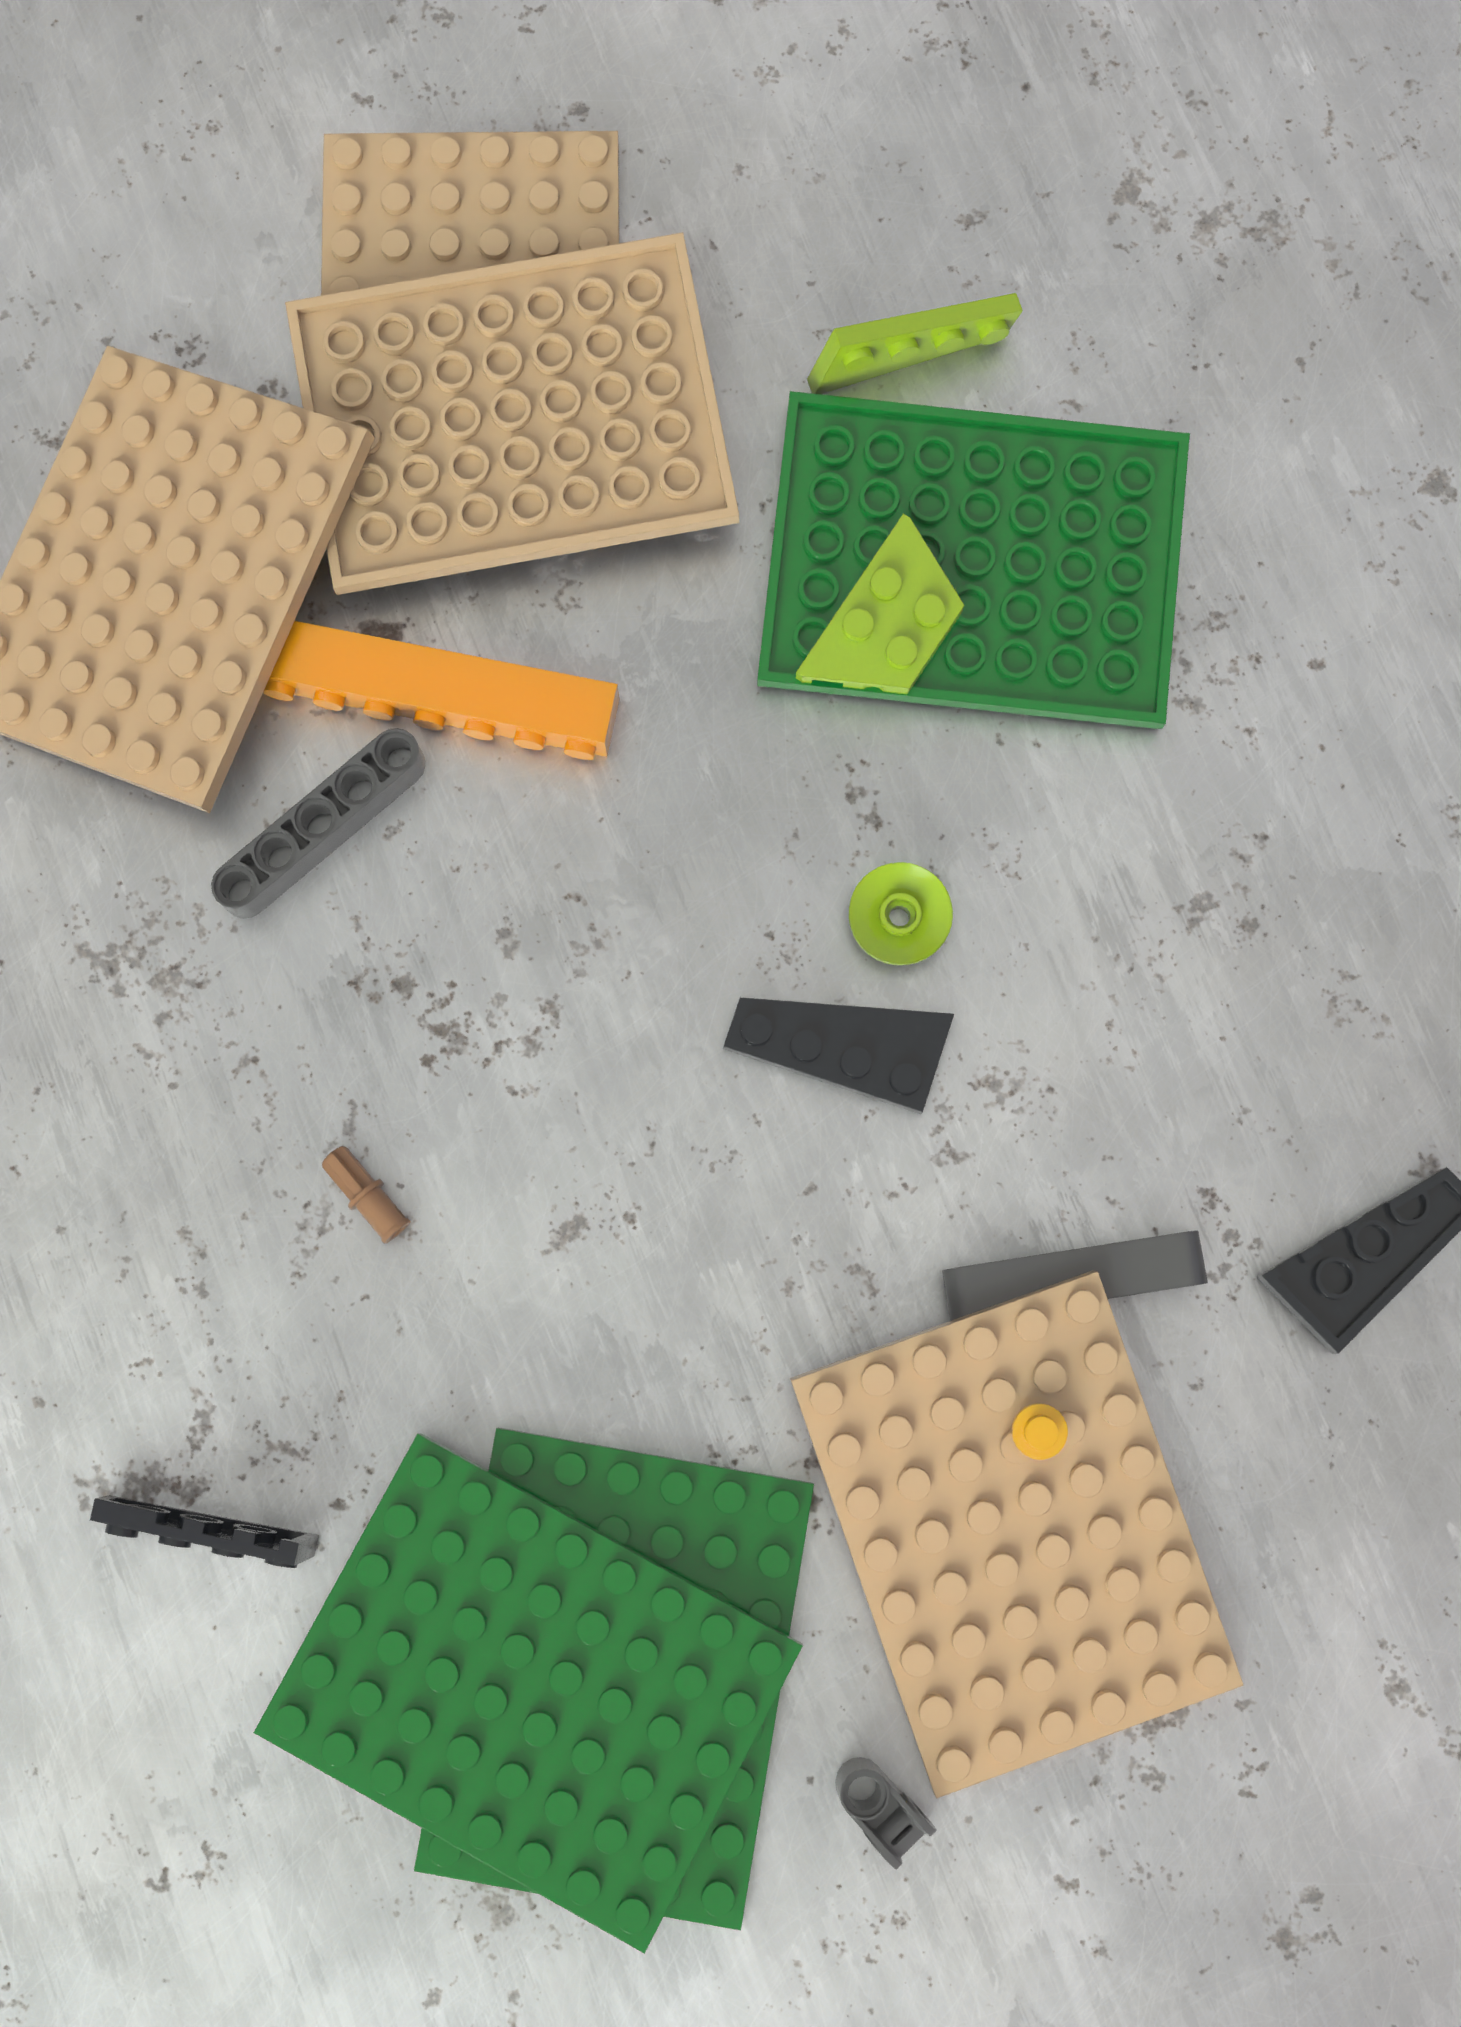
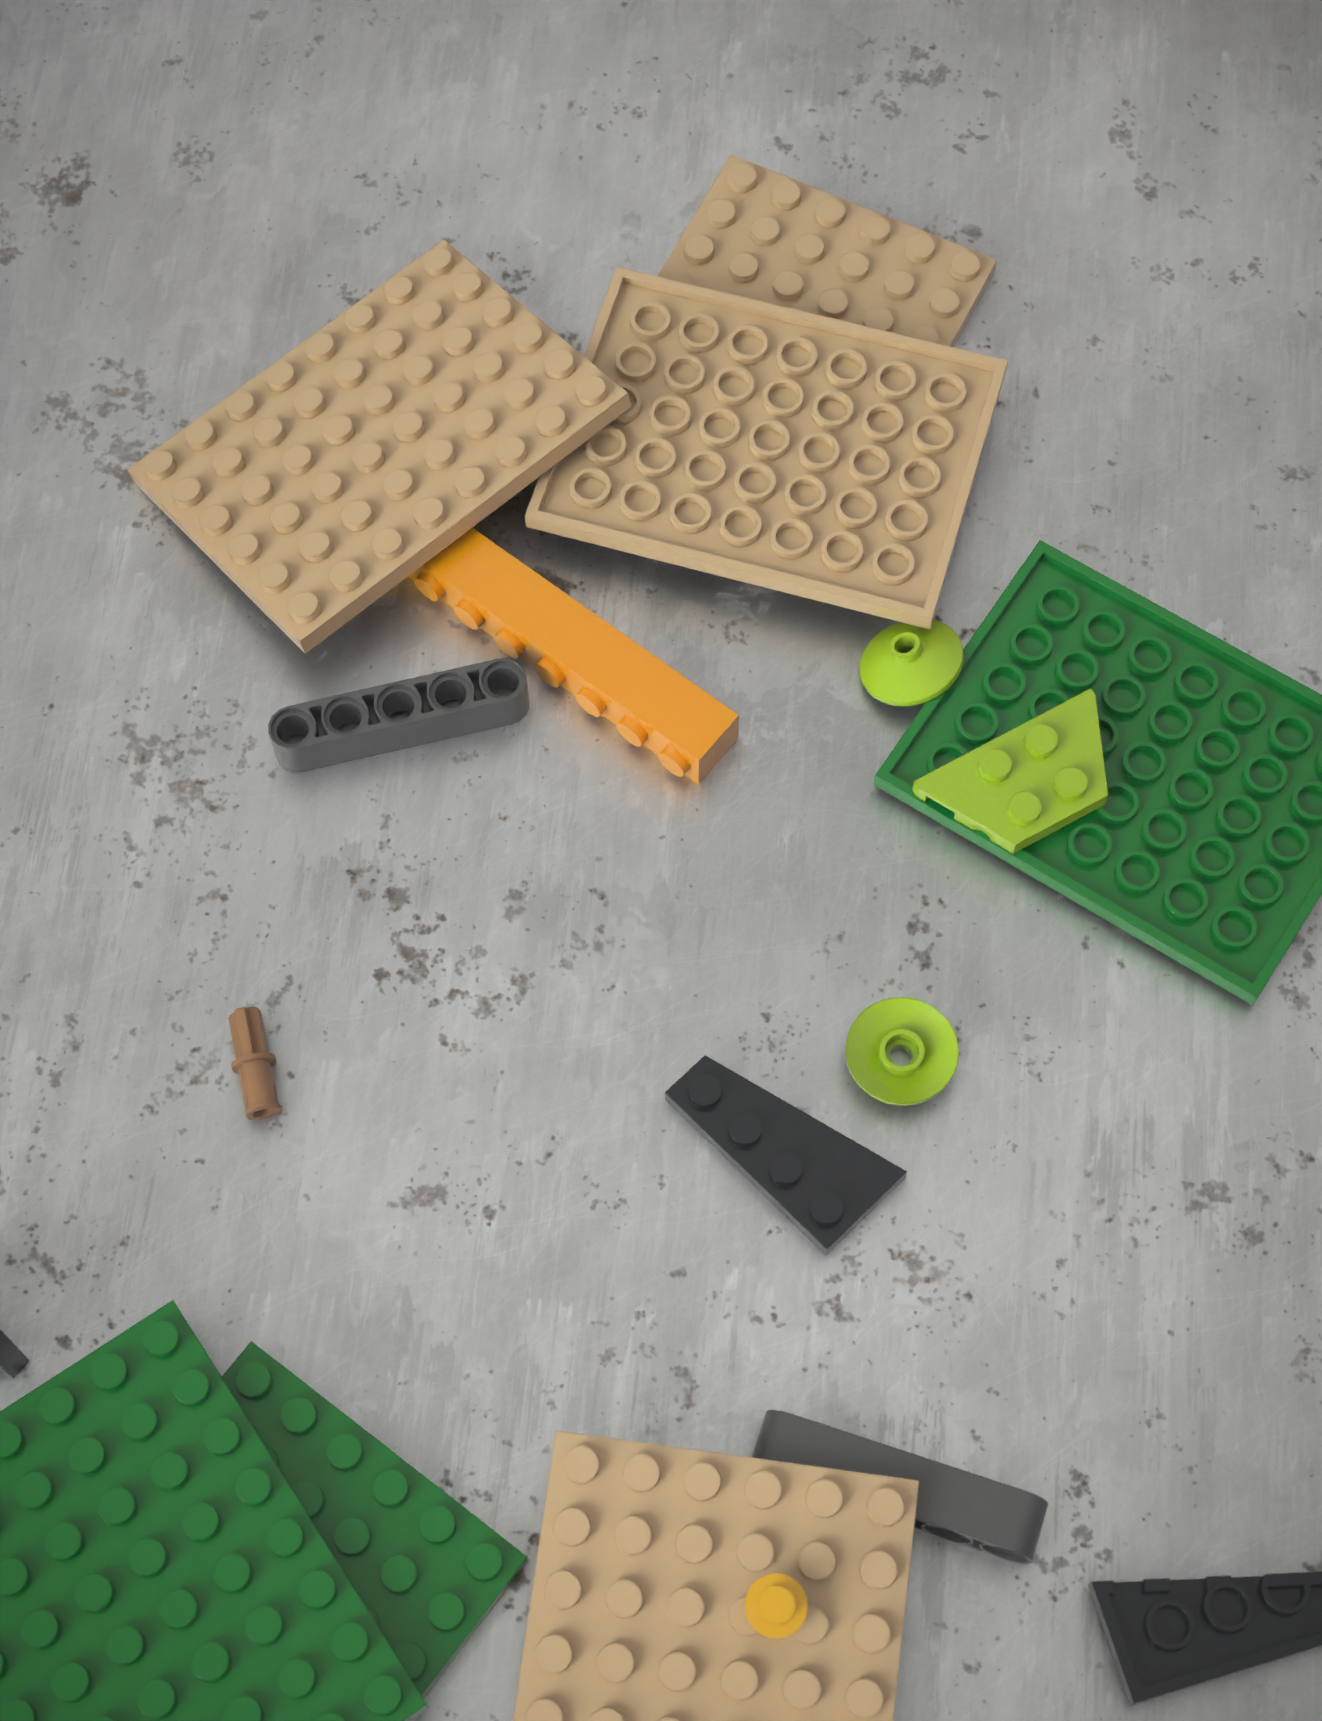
camera: 30 degrees right, 15 degrees down
(746, 572) = (911, 663): none -> lime dish
(901, 341) = (1166, 541): lime wing -> none

